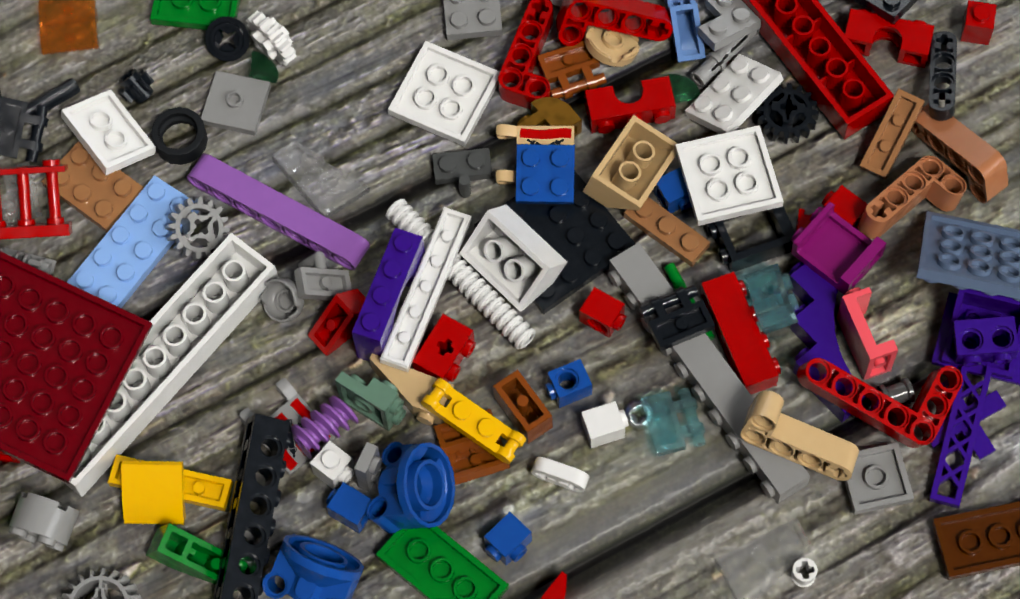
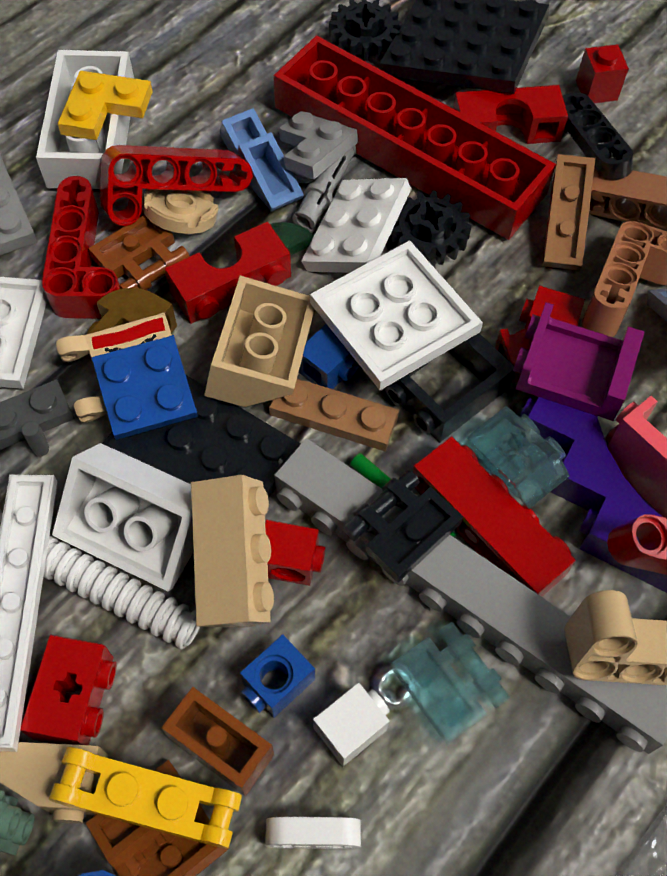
camera: 25 degrees left, 5 degrees down
(564, 300) = (231, 552): none -> tan slope

